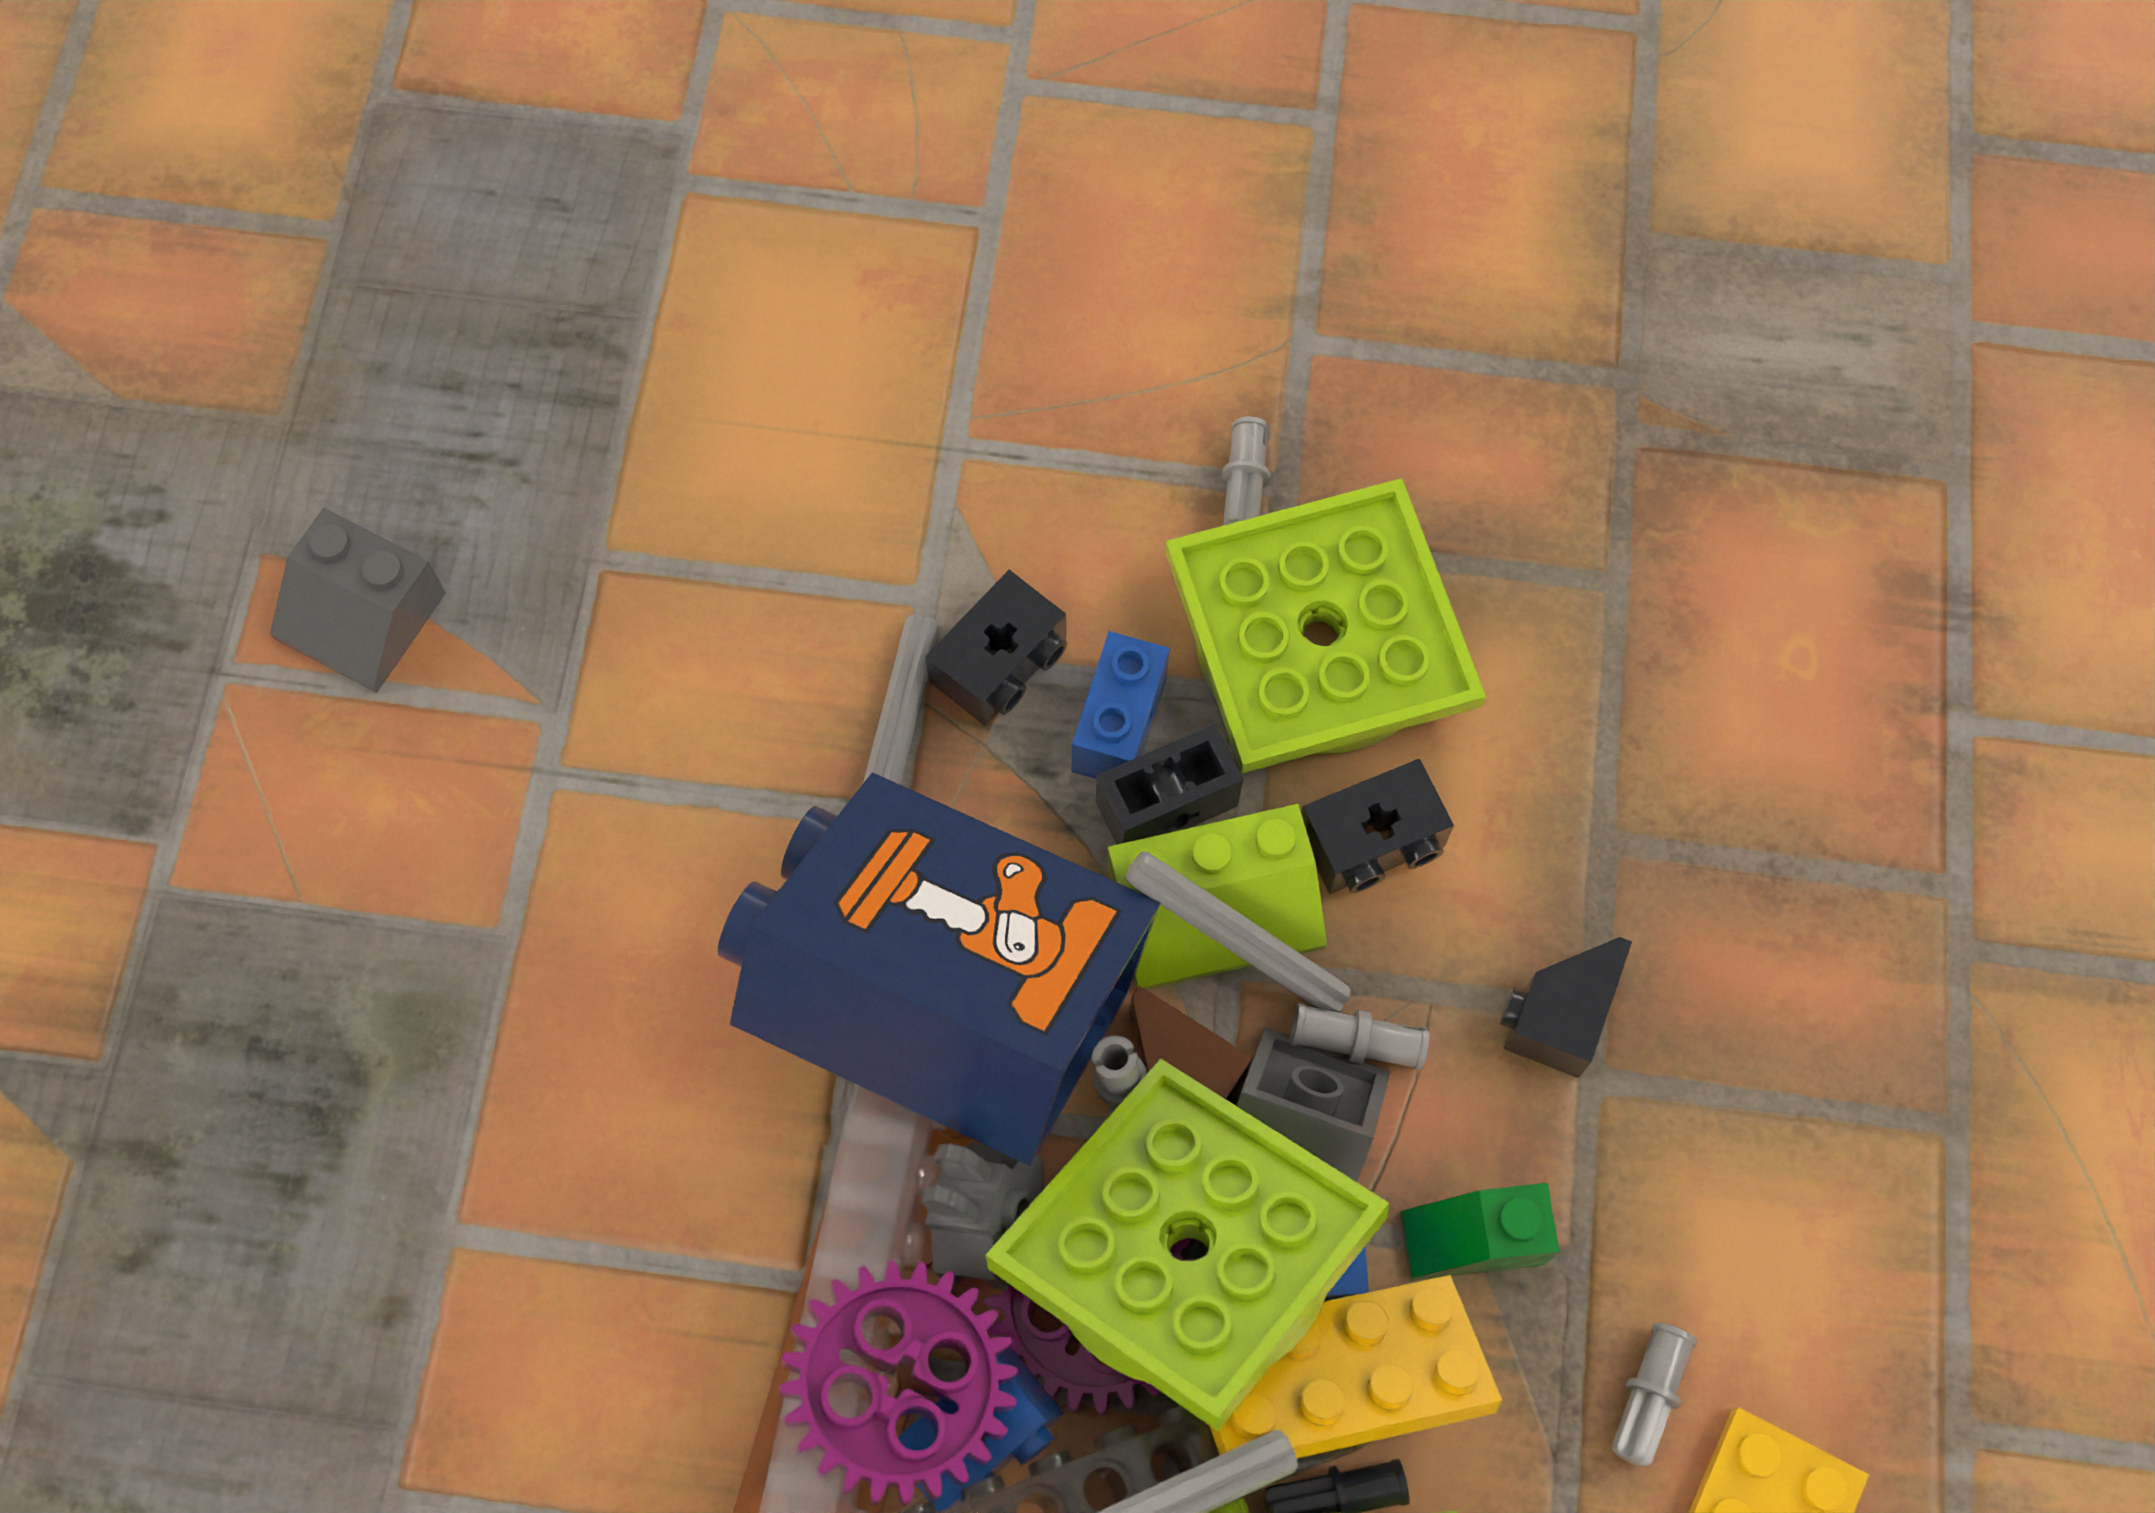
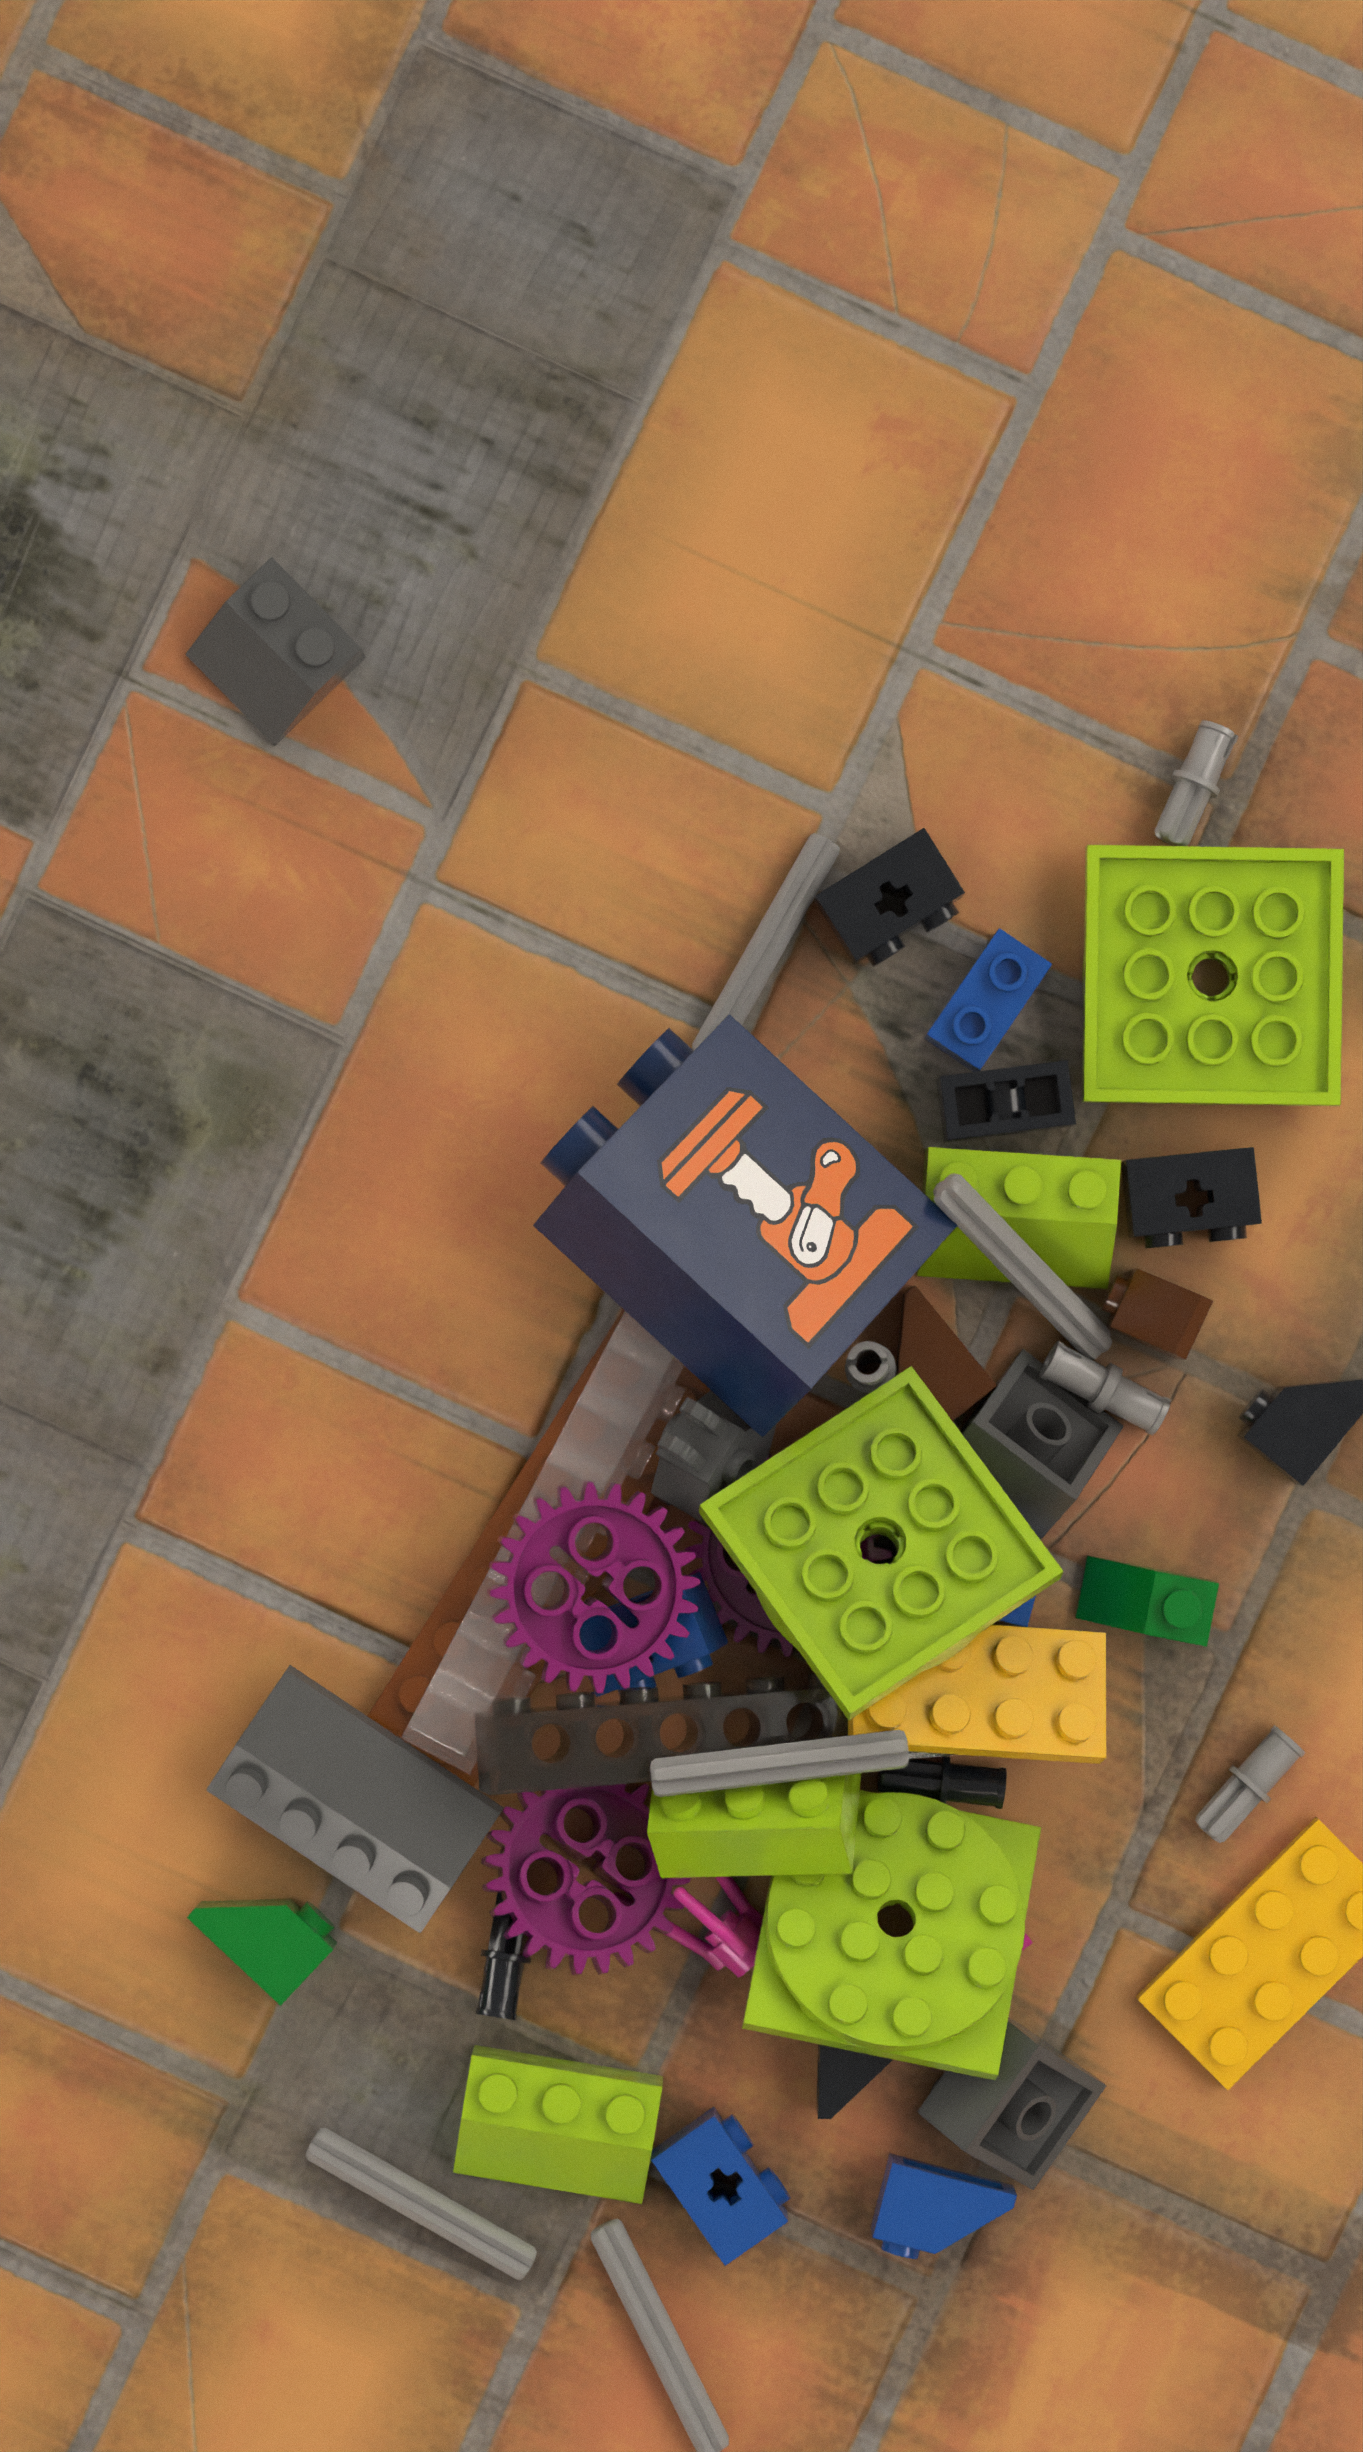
camera: 15 degrees right, 20 degrees up
(1386, 942) = (1156, 1312): none -> reddish brown slope

